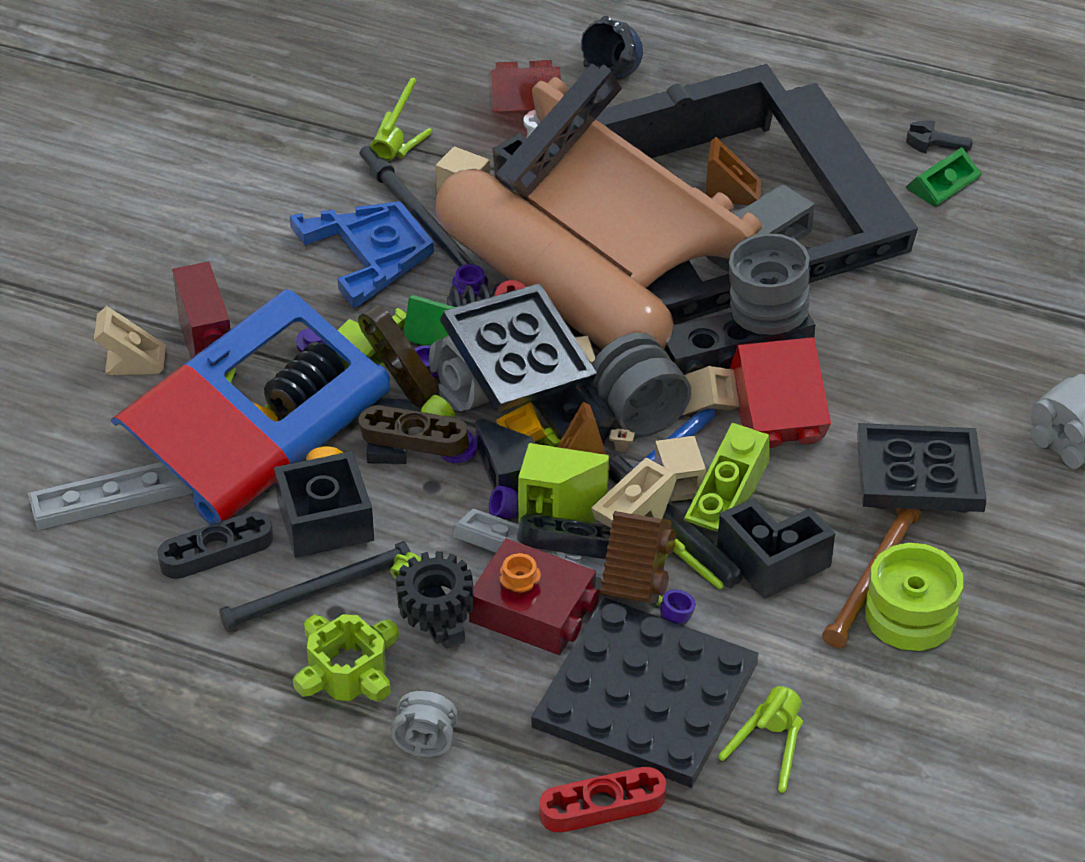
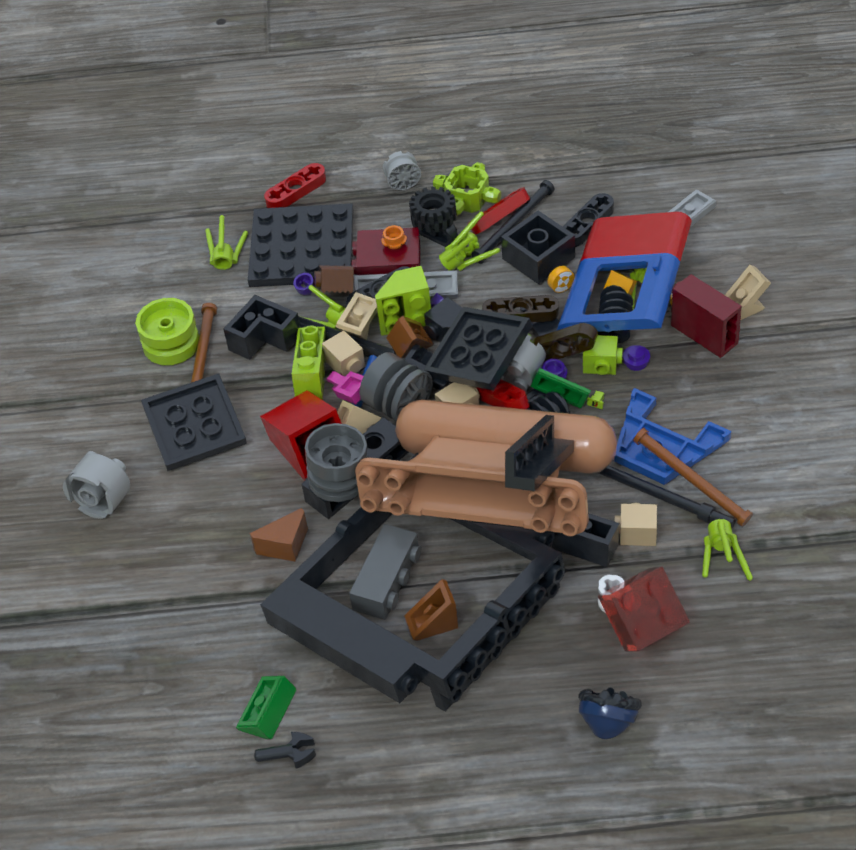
camera: 160 degrees right, 5 degrees up
(356, 583) = (501, 210): none -> red beam
(395, 224) = (694, 478): none -> dark orange bar
(447, 543) = (454, 254): none -> lime plant
(694, 418) = (346, 387): none -> dark pink plate
(861, 302) = (282, 537): none -> dark orange slope

